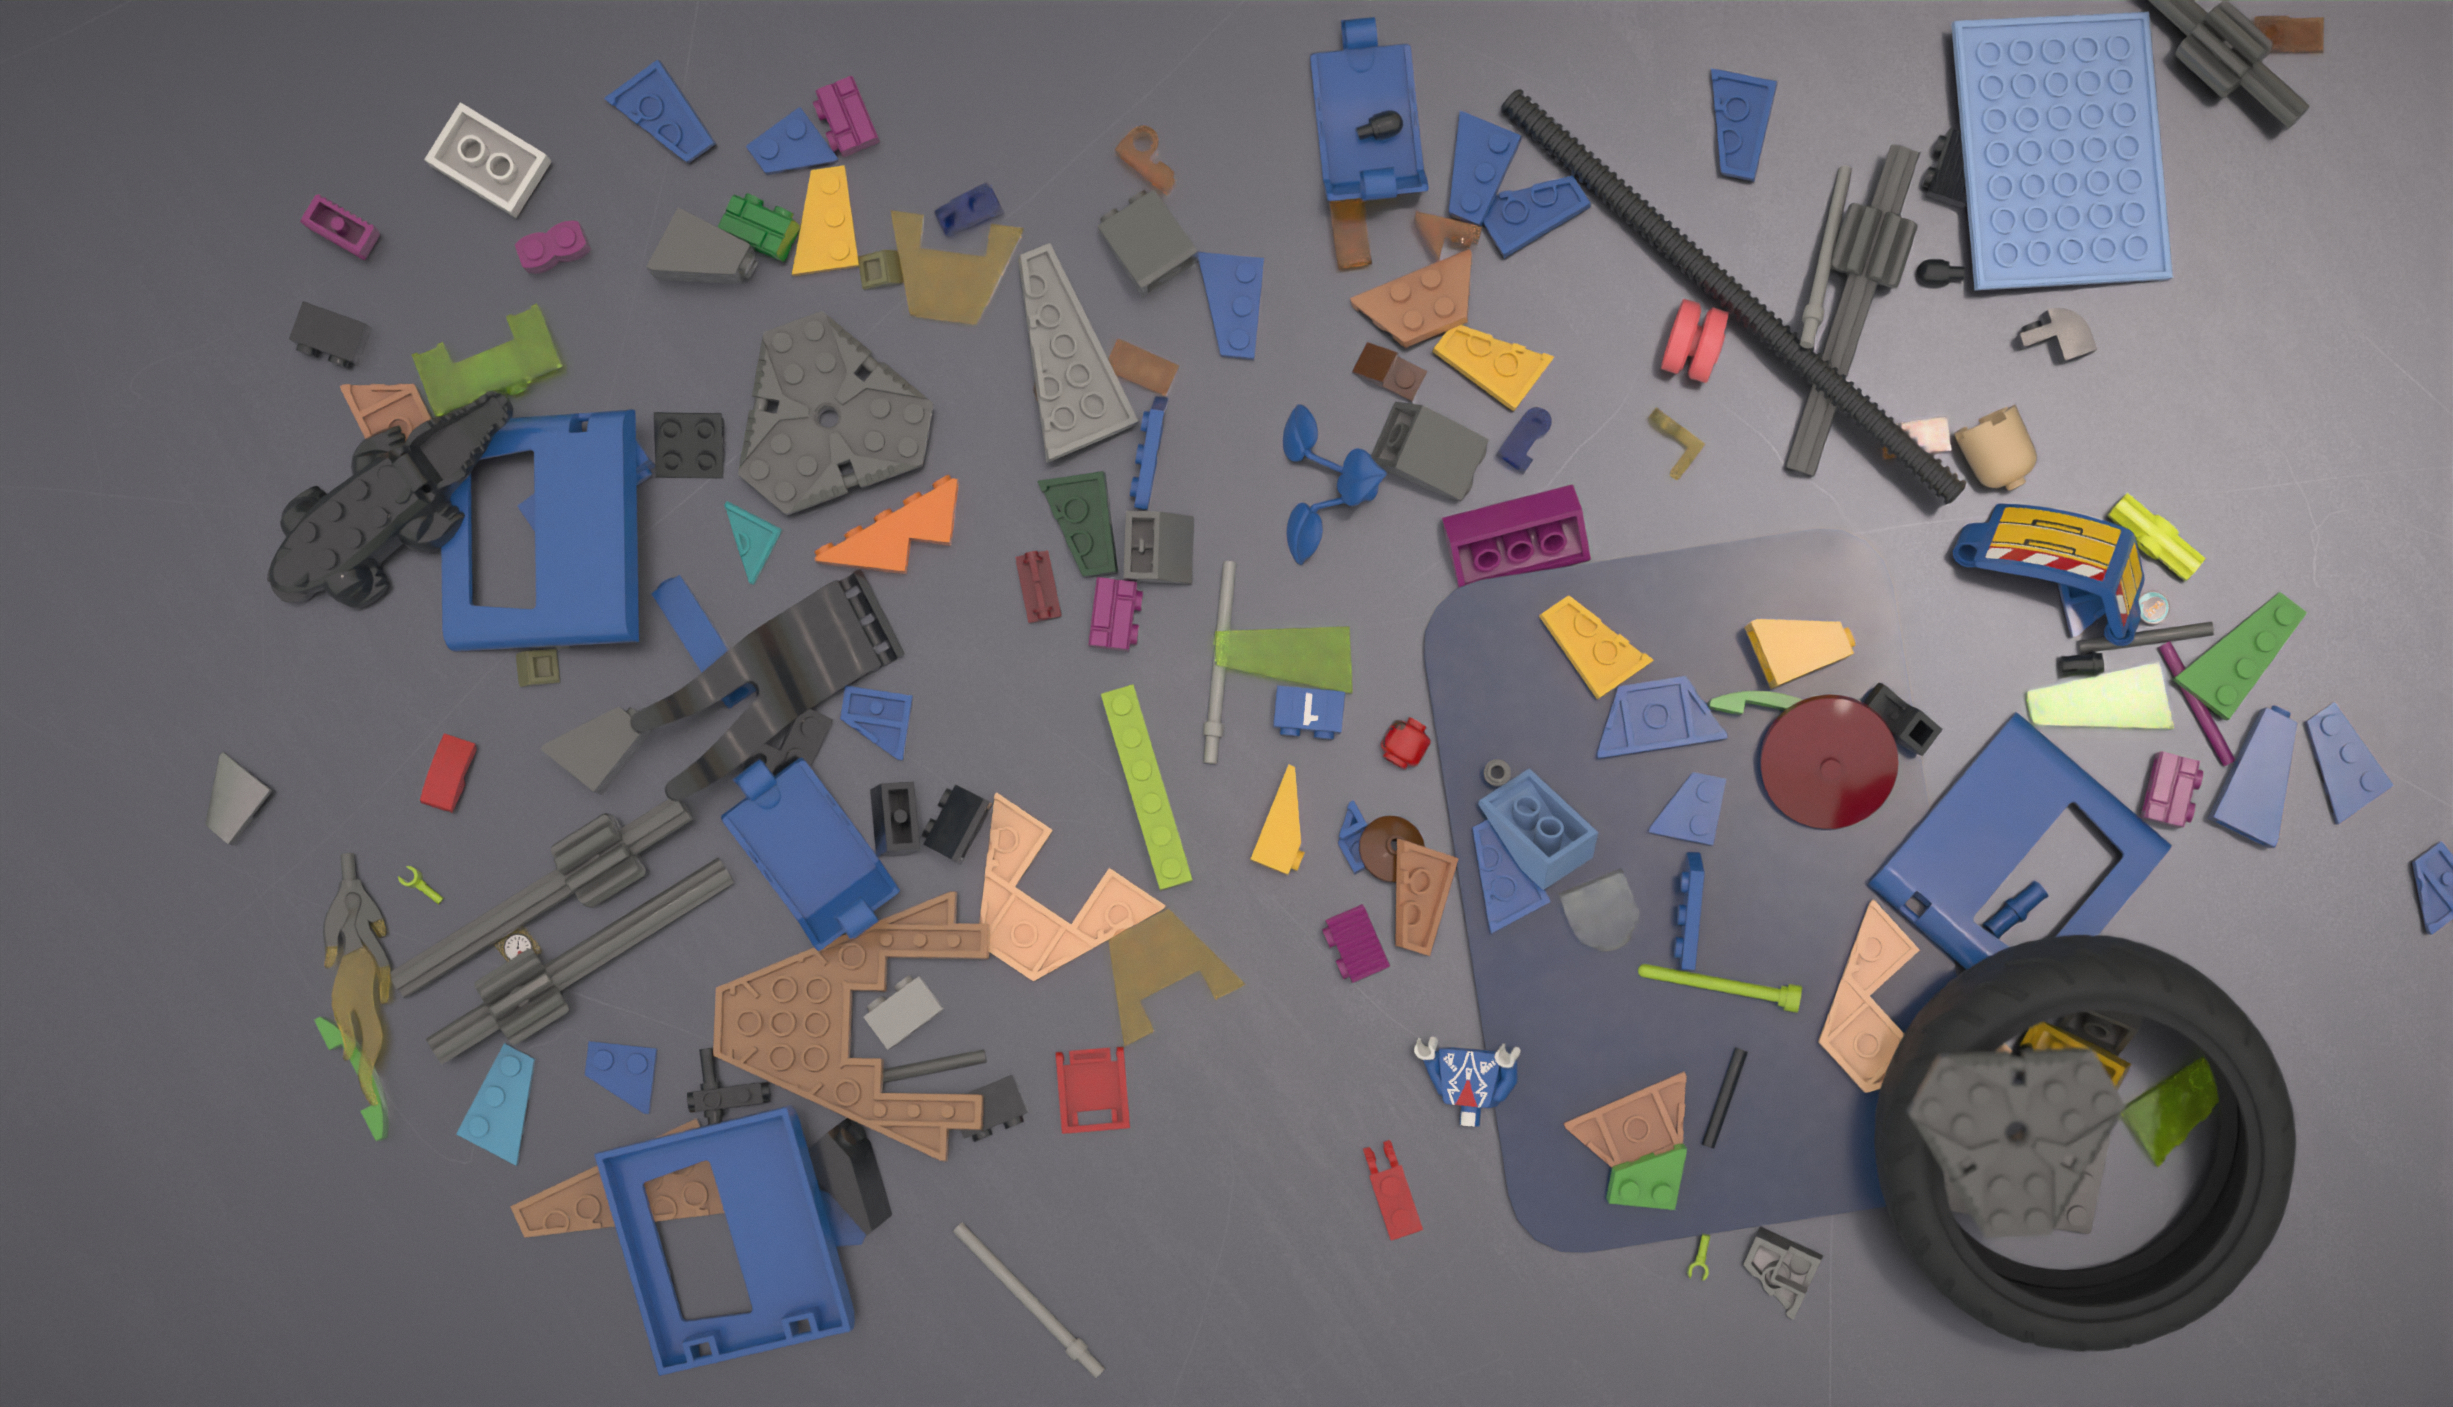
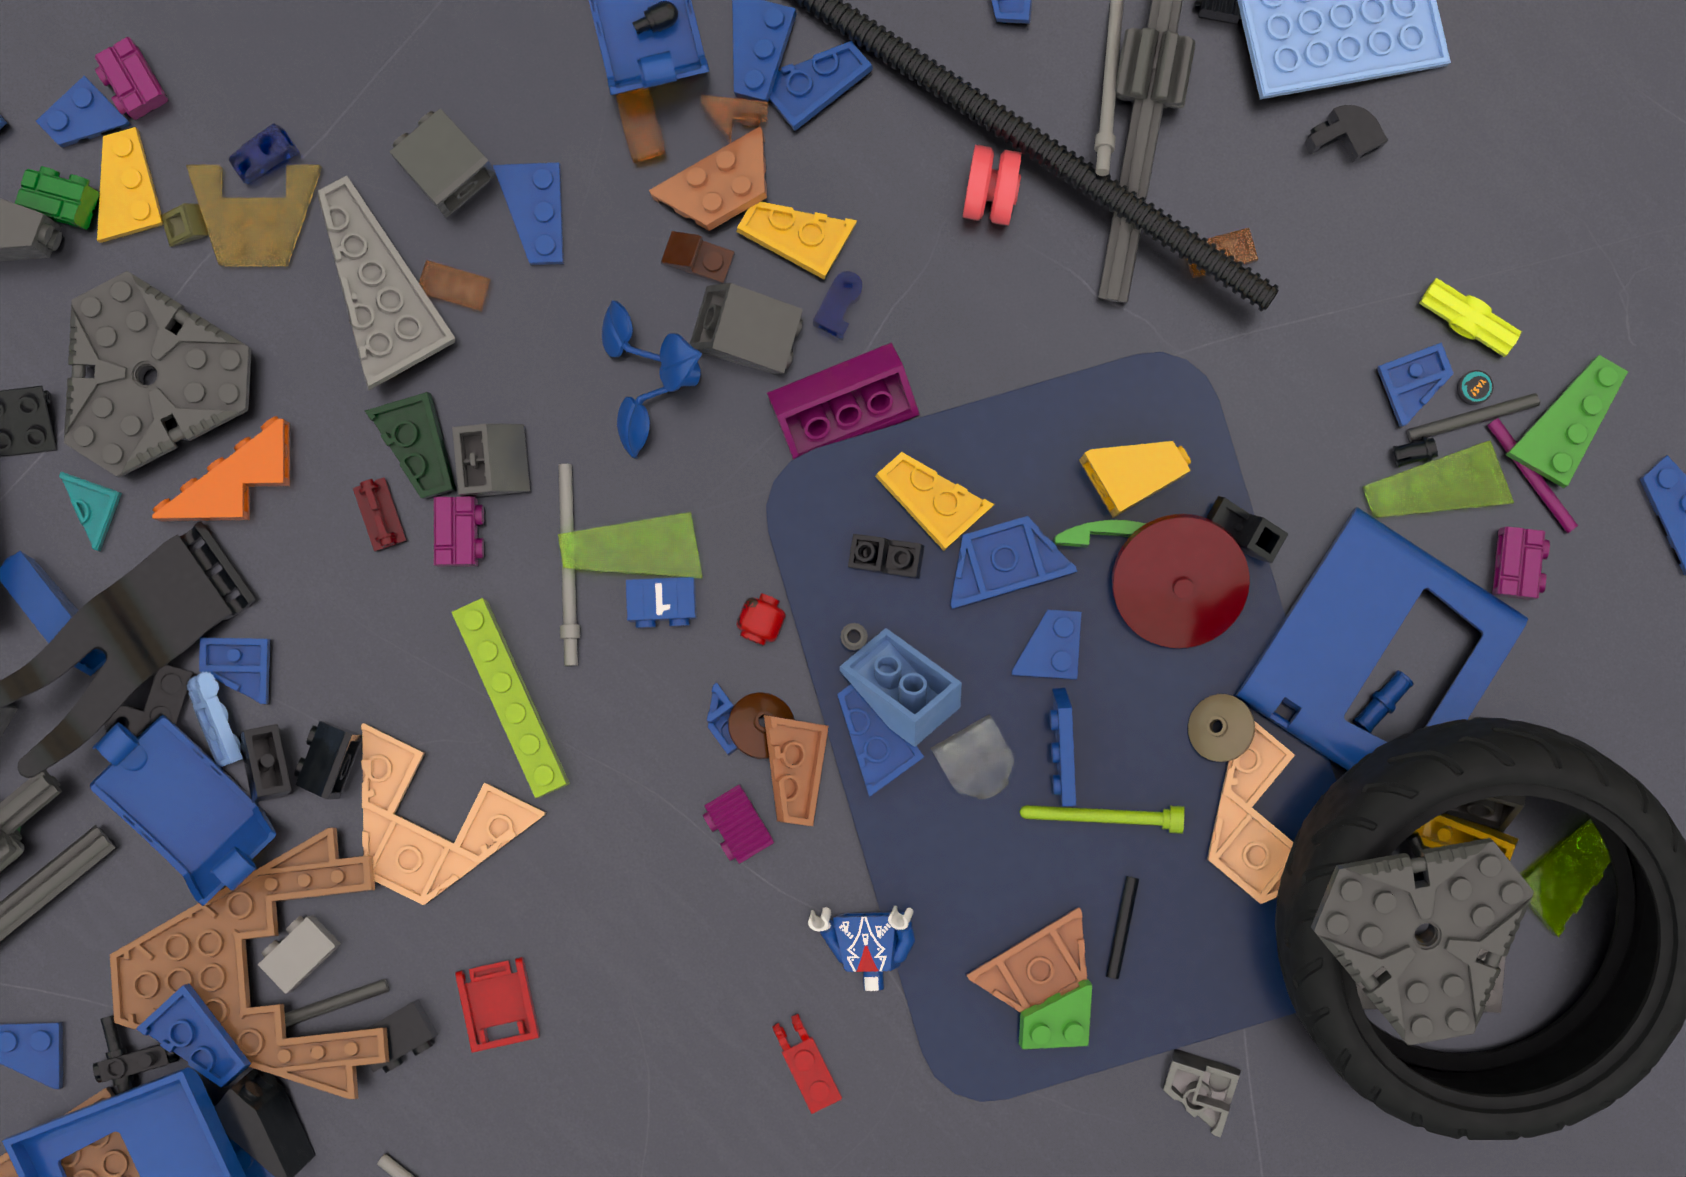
camera: 10 degrees left, 0 degrees up
(794, 1076) = (195, 1034): none -> blue wing
(848, 768) = (213, 719): none -> light blue hinge
(1141, 161) = (428, 83): clear orange plate -> none
(1147, 454) = (472, 348): blue wing -> none
(1156, 957) = (541, 865): clear yellow wing -> none
(1281, 835) = (649, 726): yellow slope -> none
(1539, 697) = (886, 556): none -> black slope
(1674, 428) = (1005, 287): clear yellow piece -> none
(1701, 1257) = (1120, 1088): lime hand -> none
(1863, 920) = (1236, 731): none -> dark tan dish
(1938, 272) = (1221, 88): black cylinder -> none
(1999, 449) = (1305, 251): tan cylinder -> none
(2062, 550) = (1384, 341): panel -> none
(2258, 780) = (1603, 543): slope -> none

